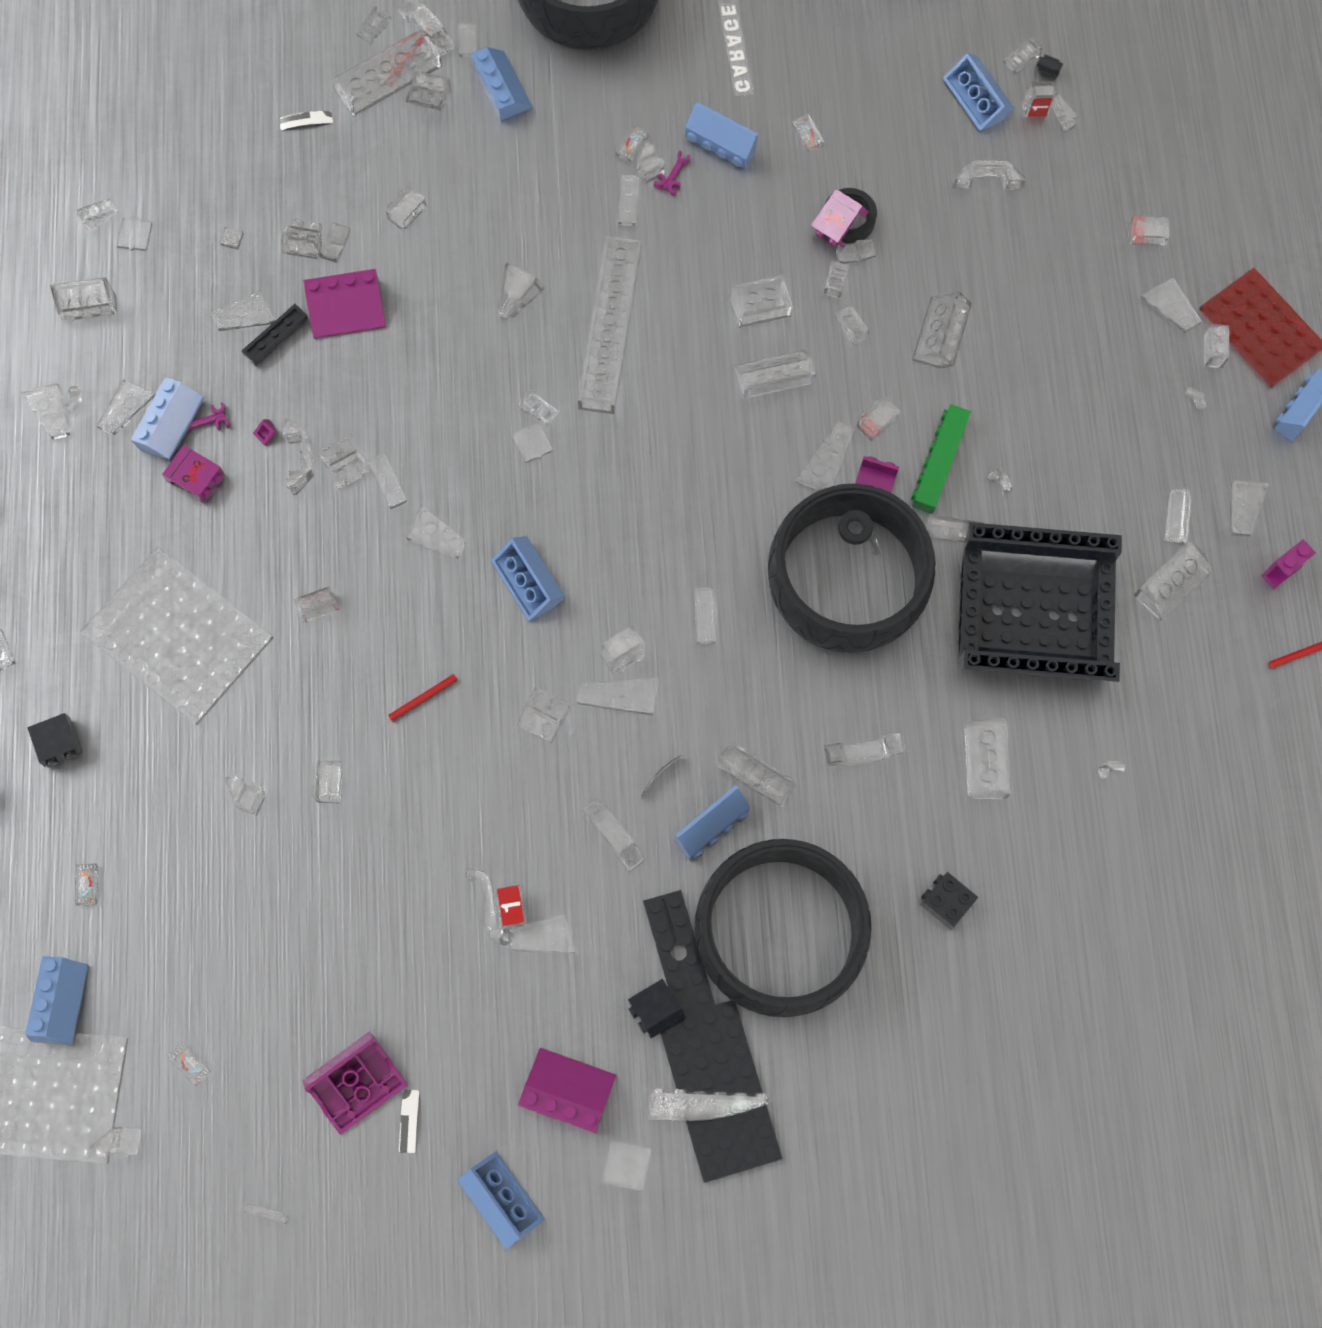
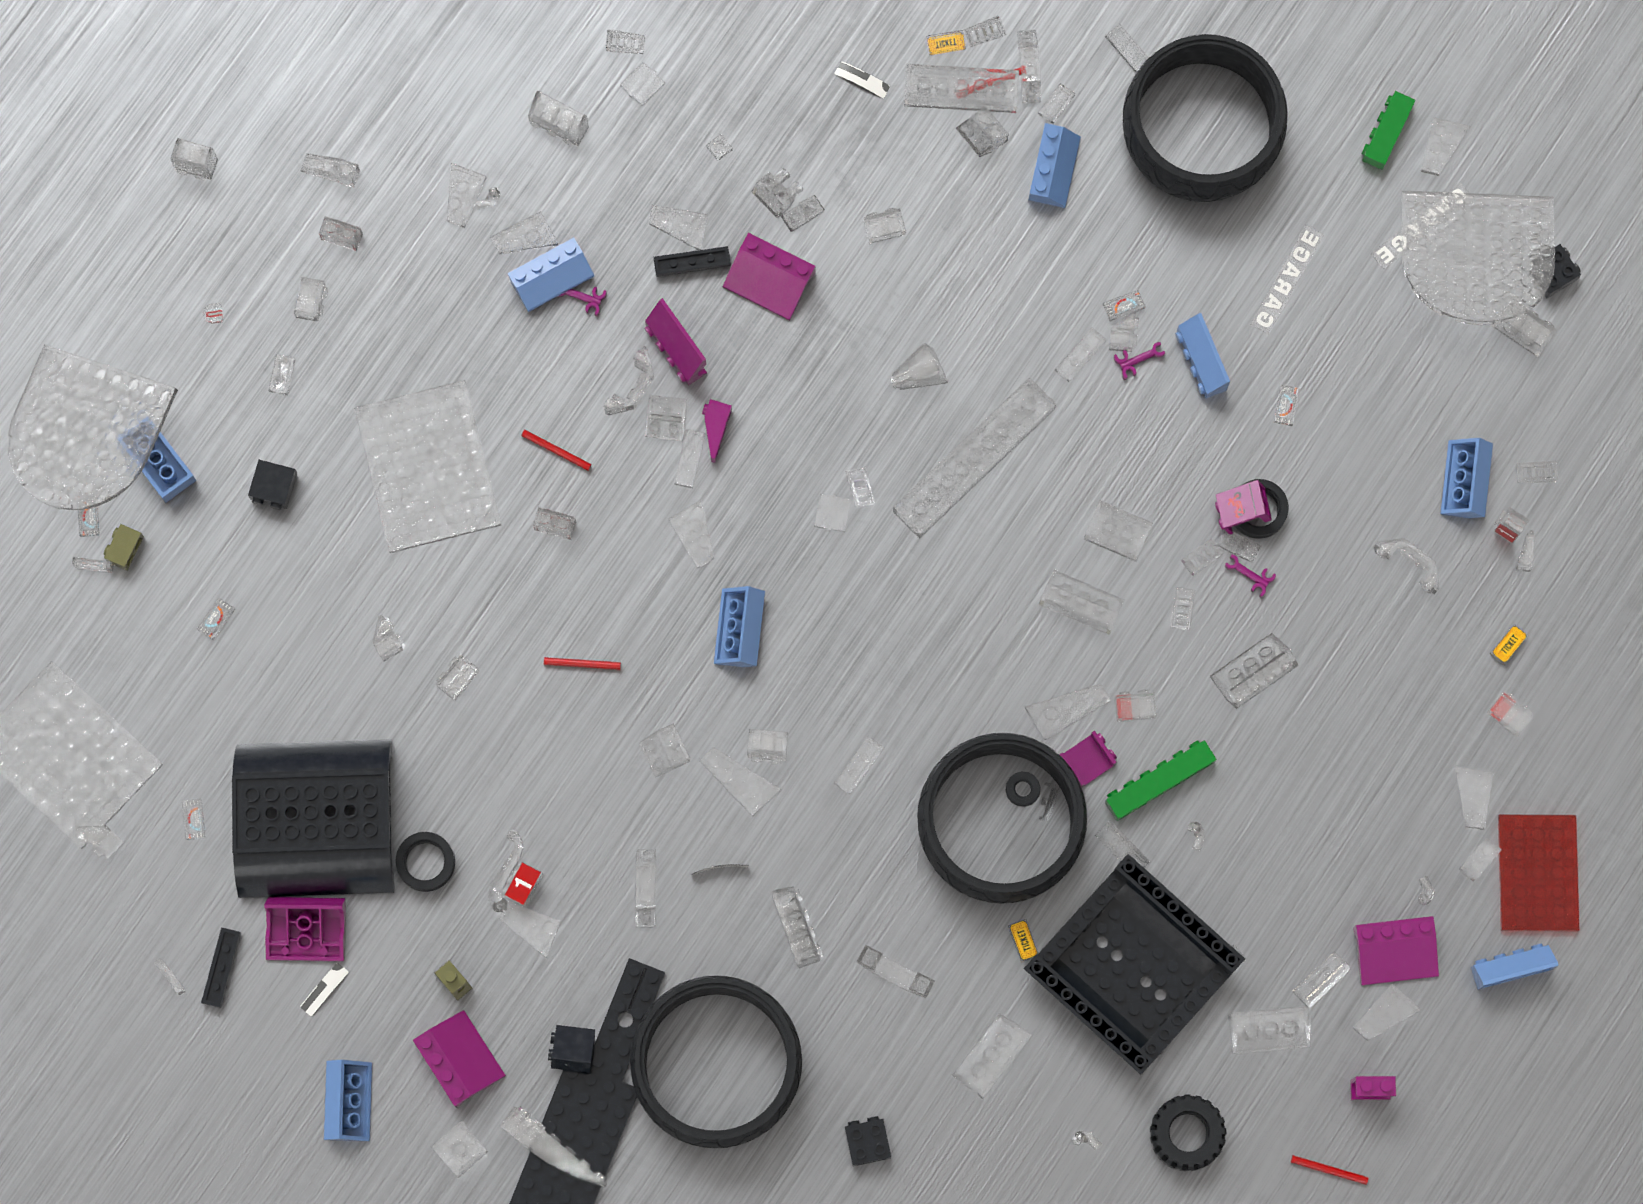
camera: 40 degrees right, 5 degrees up
(56, 1001) = (131, 695): medium blue slope -> none
(194, 473) = (537, 338): magenta panel -> none
(265, 431) = (622, 342): magenta slope -> none
(274, 549) = (557, 450): none -> red bar
(306, 1171) = (221, 967): none -> black plate
(309, 397) = (676, 343): none -> magenta piece
(312, 1009) = (312, 850): none -> black slope
(349, 52) = (946, 42): none -> clear tile
(387, 440) = (716, 421): none -> magenta slope
(395, 935) = (421, 838): none -> black tyre
(512, 1028) = (453, 980): none -> olive torso
(712, 823) = (729, 939): medium blue slope -> none
(893, 265) = (1261, 582): none -> magenta bar
(937, 653) = (1023, 940): none -> tile
(1049, 65) = (1551, 499): black brick -> none
(1105, 185) = (1509, 644): none -> tile
(1199, 686) = (1214, 1132): none -> black tyre
(1215, 454) = (1397, 950): none -> magenta piece

